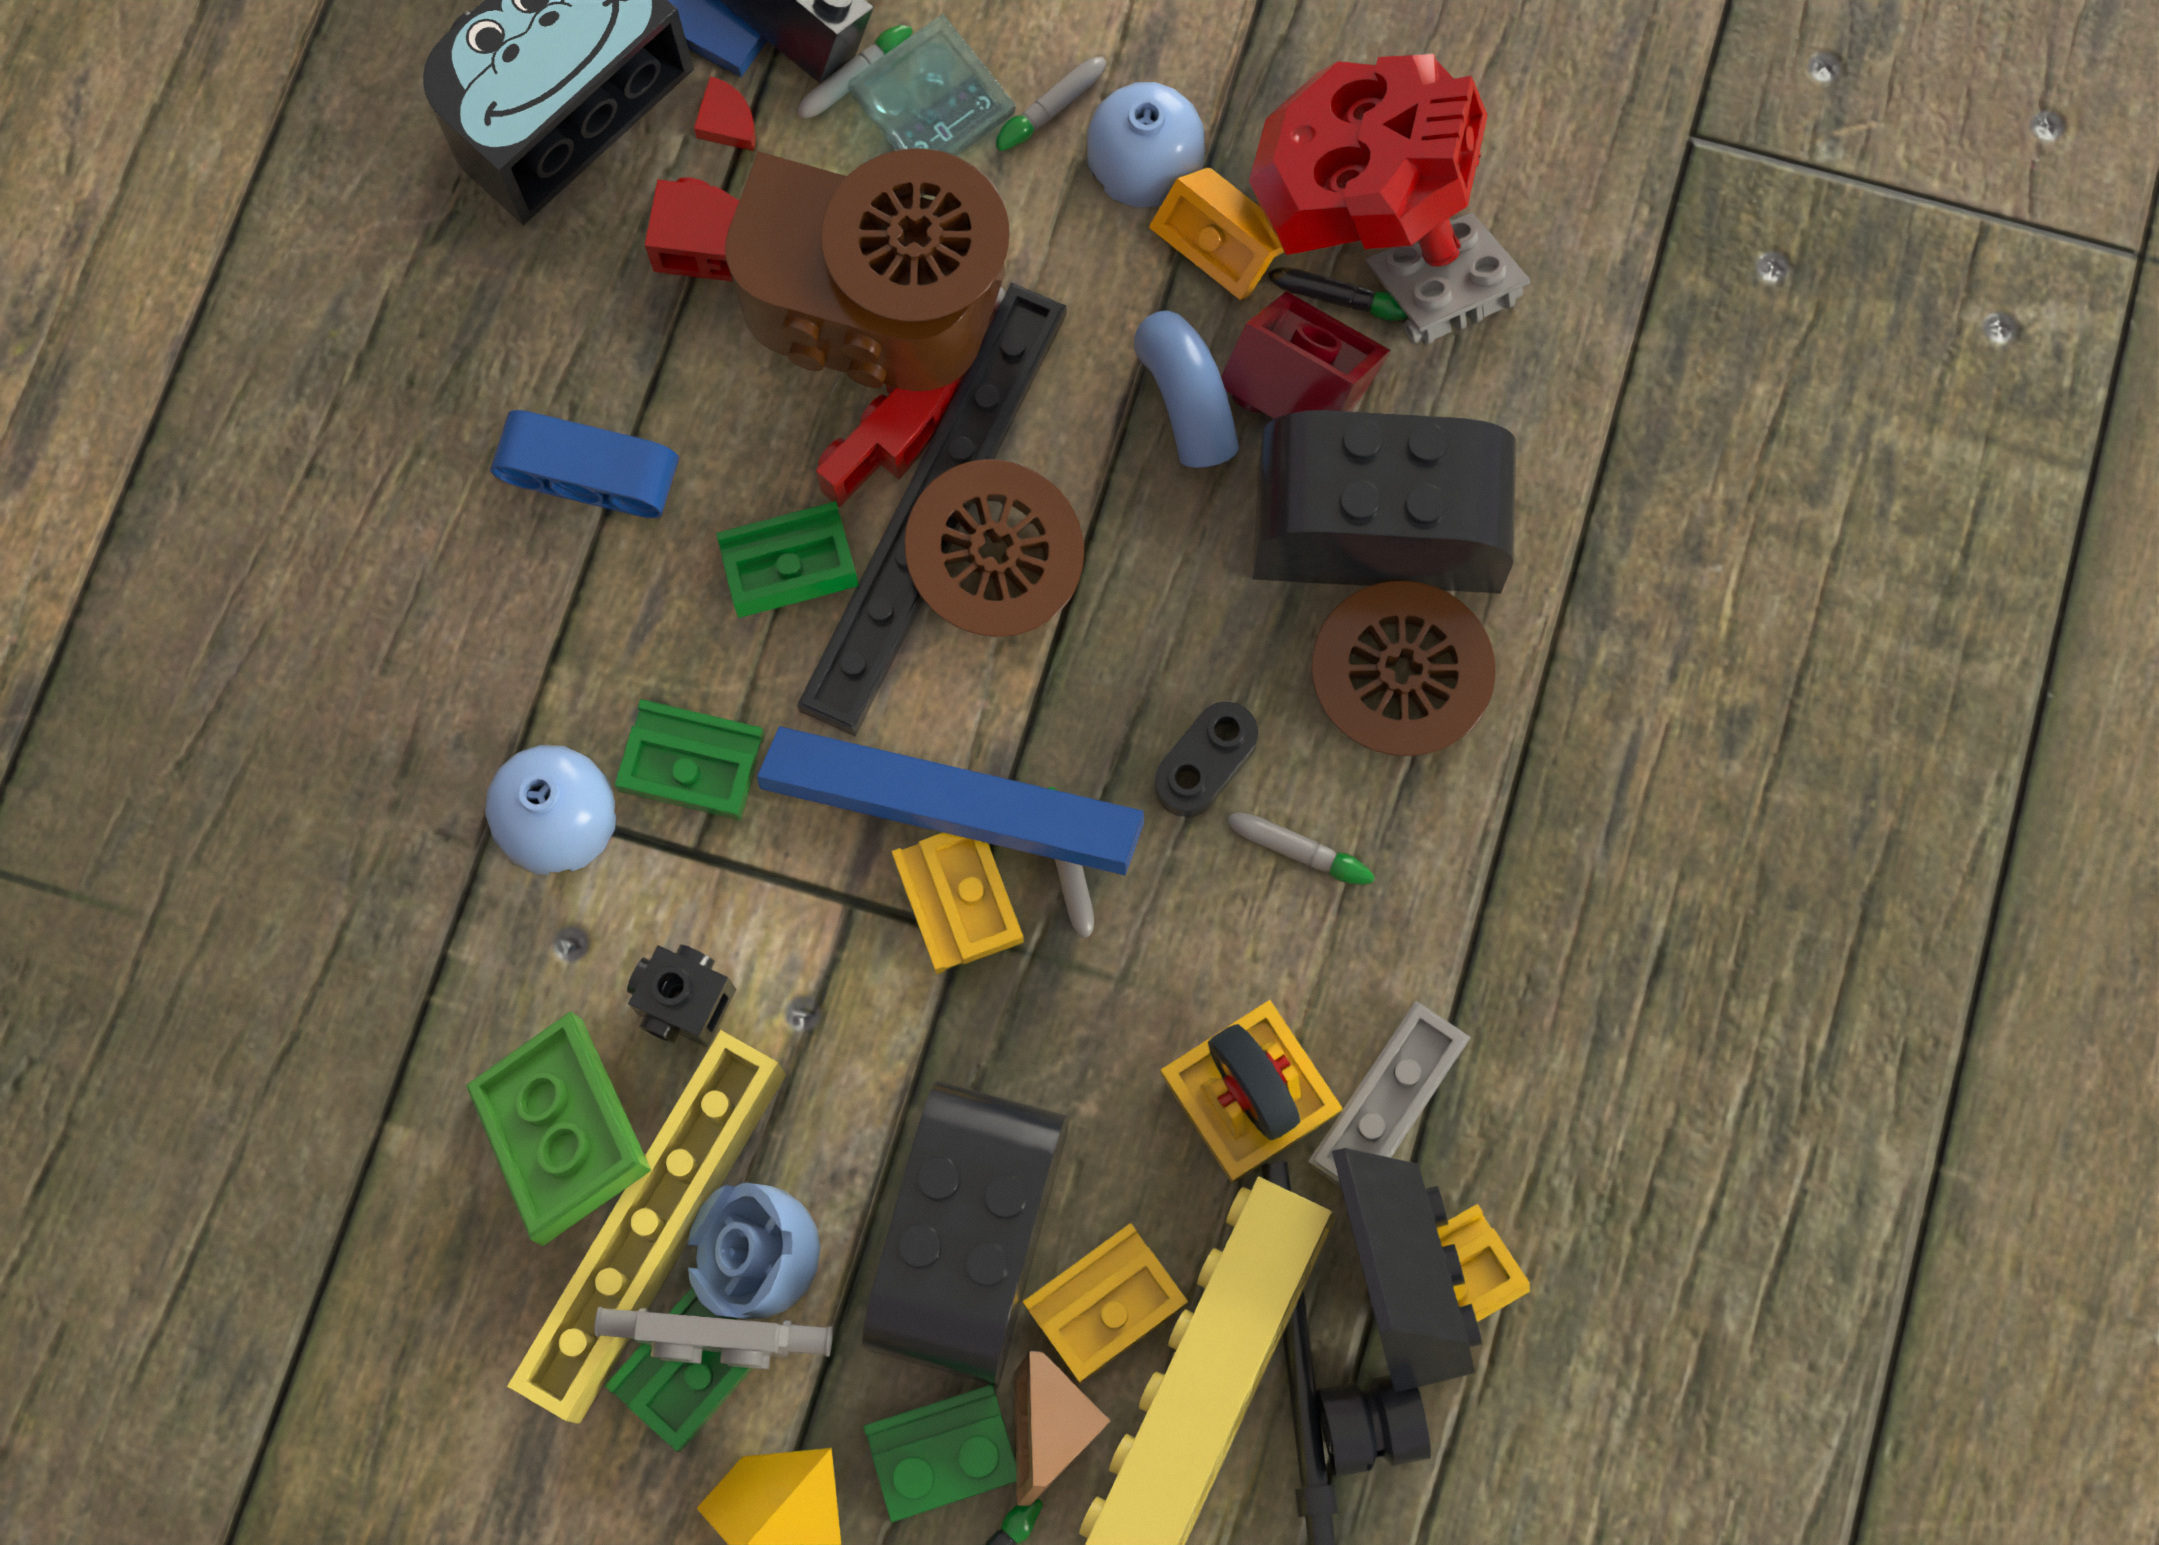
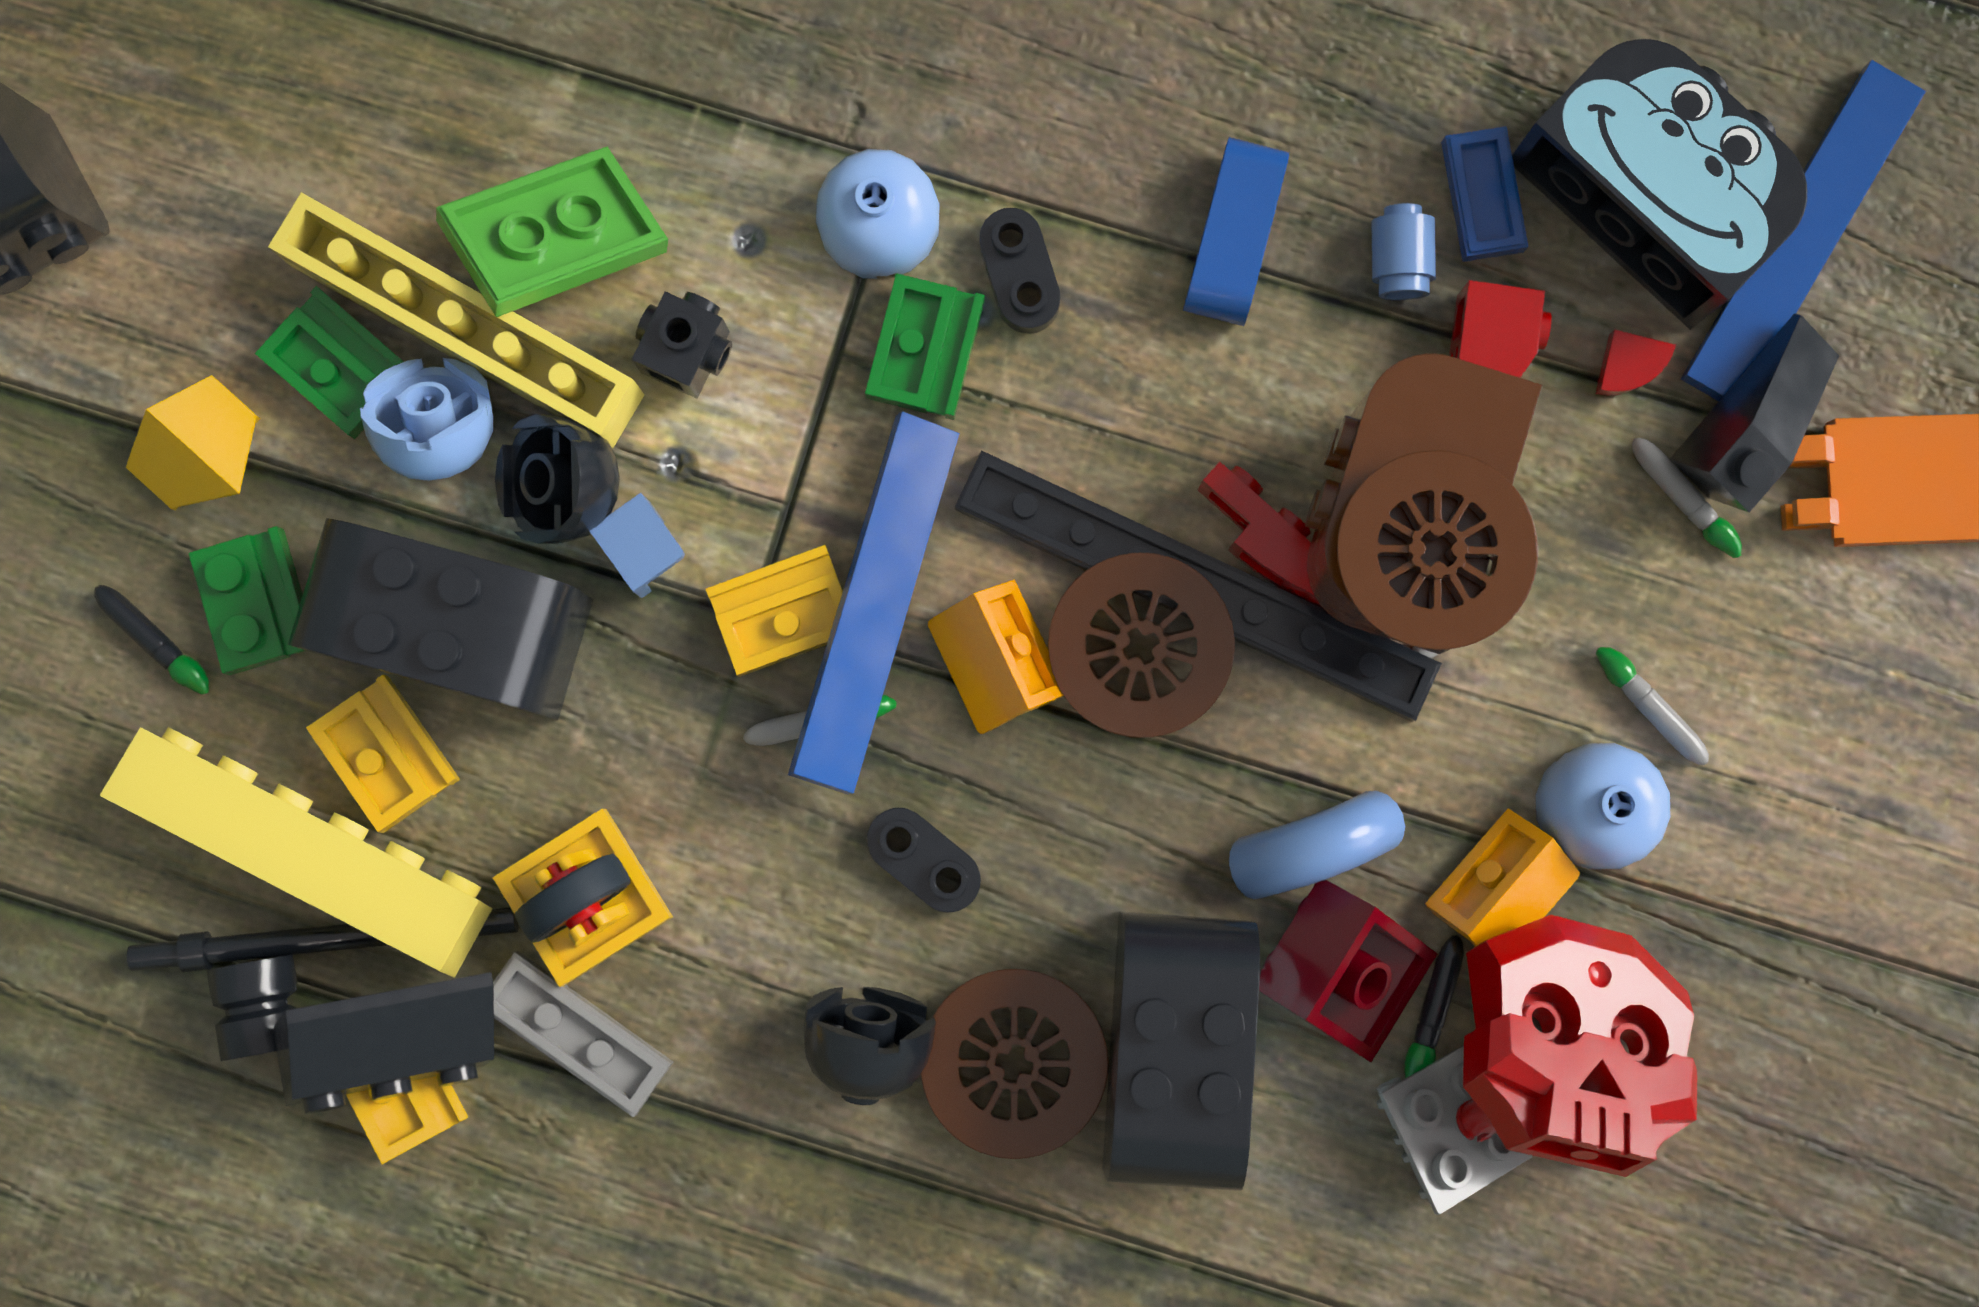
camera: 90 degrees right, 10 degrees up
(555, 244) = (1484, 194): none -> blue tile
(612, 311) = (1403, 252): none -> medium blue brick
(613, 675) = (1019, 268): none -> black plate
(739, 1341) = (335, 374): light grey plate -> none
(787, 559) = (1134, 437): green plate -> none
(821, 1118) = (556, 479): none -> black cylinder
(890, 1036) = (638, 543): none -> medium blue panel
(932, 92) = (1656, 578): clear light blue plate -> none
(1005, 691) = (995, 655): none -> light orange panel
(1051, 1425) = (260, 701): medium nougat slope -> none
(1300, 848) = (831, 948): light grey piece -> none
(1389, 800) = (867, 1045): none -> black cylinder

